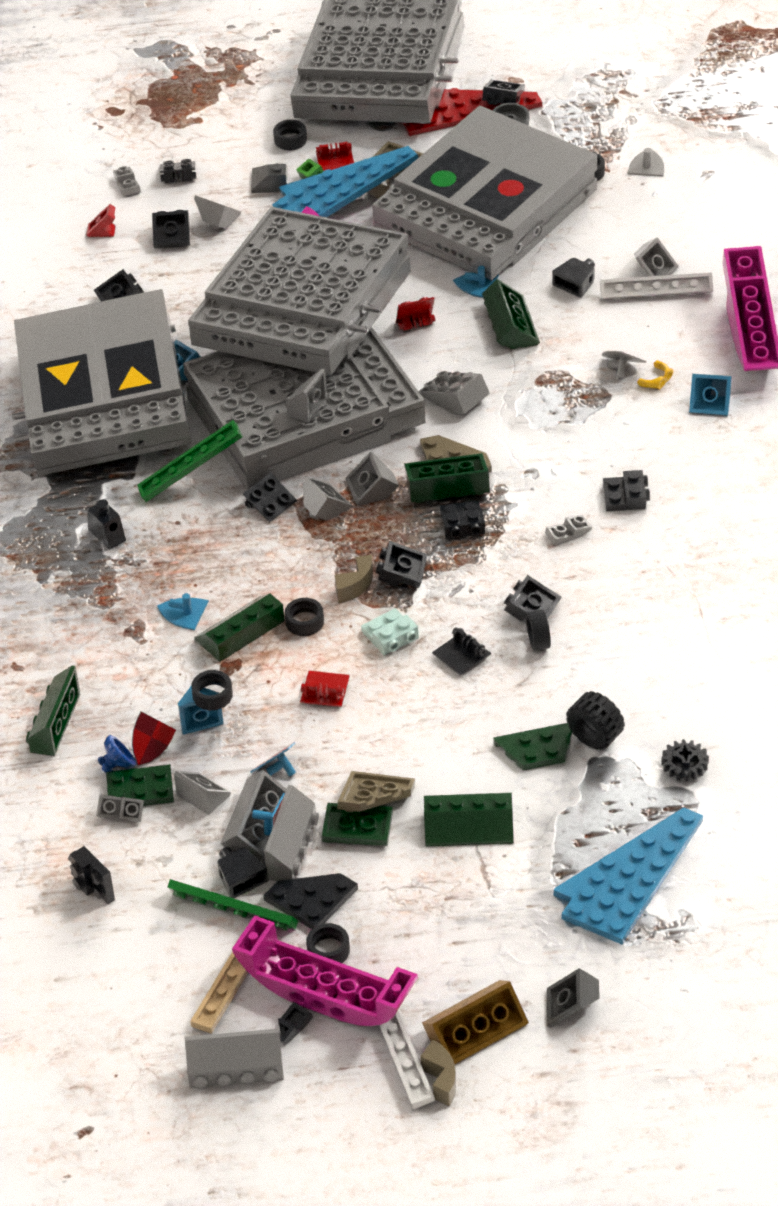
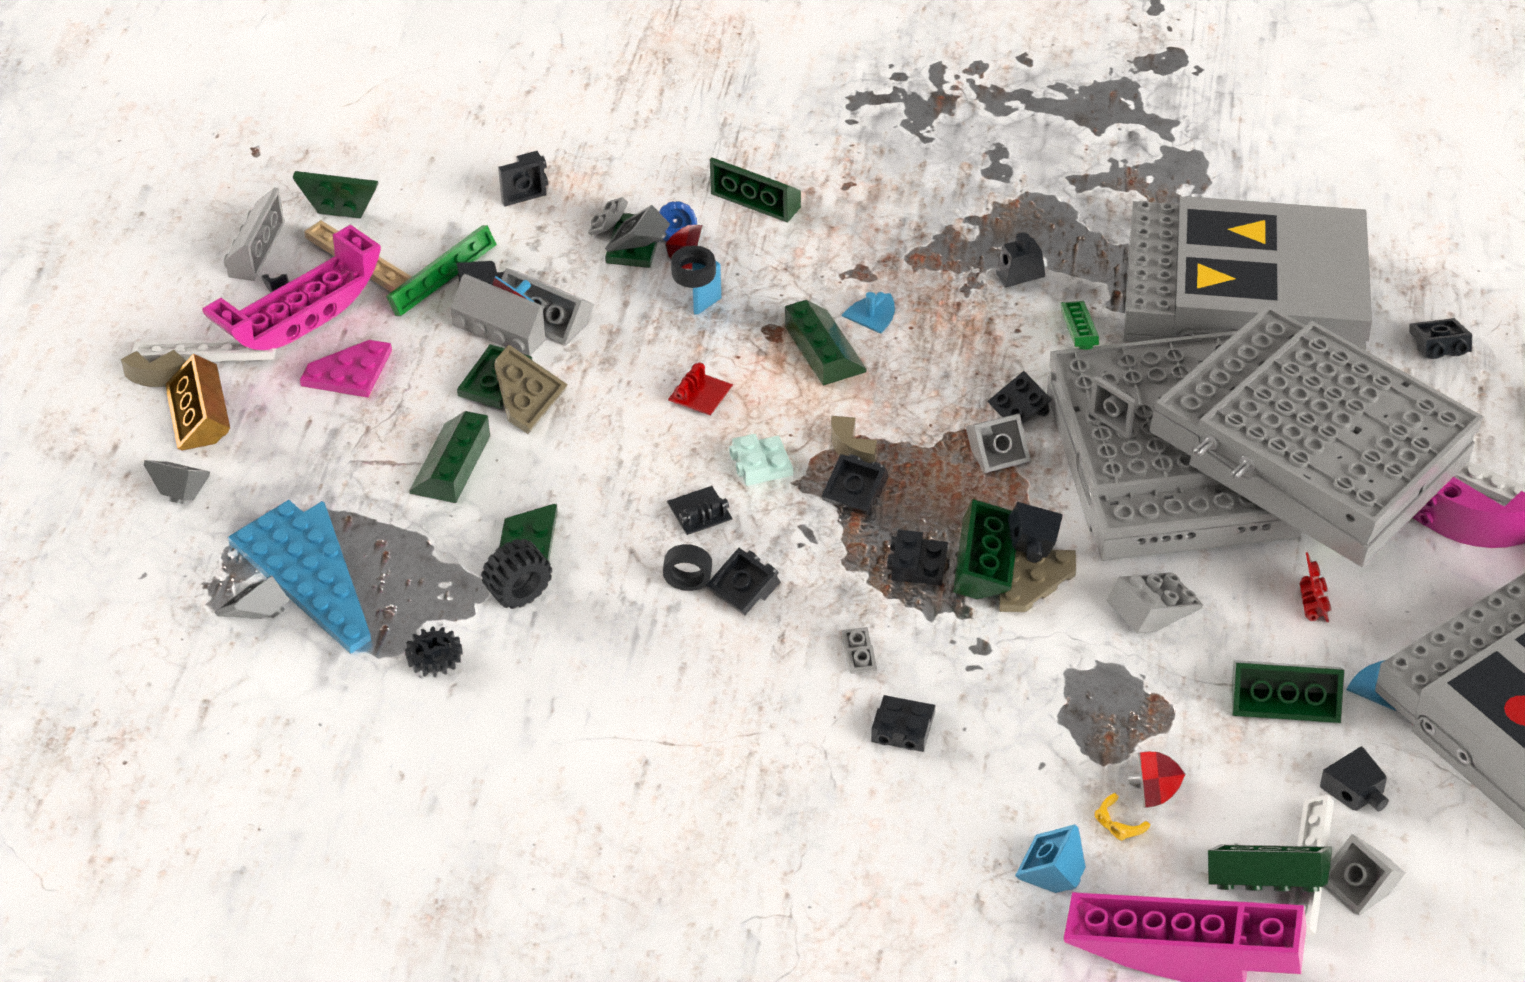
camera: 105 degrees right, 0 degrees up
(150, 768) = (639, 230): none -> dark grey slope
(160, 1007) = (336, 193): none -> dark green wing
(200, 790) = (601, 272): light grey slope -> none
(282, 762) = (610, 328): dark azure shield -> none
(304, 628) = (812, 381): black tyre -> none
(311, 898) = (422, 330): black plate -> none
(327, 931) = (350, 314): black tyre -> none
(371, 480) = (1008, 490): light grey slope -> none
(381, 933) = (349, 370): none -> dark pink plate
(426, 446) = (1034, 530): none -> black torso
(671, 294) = (1269, 866): none -> dark green slope
(688, 892) = (256, 601): none -> slope

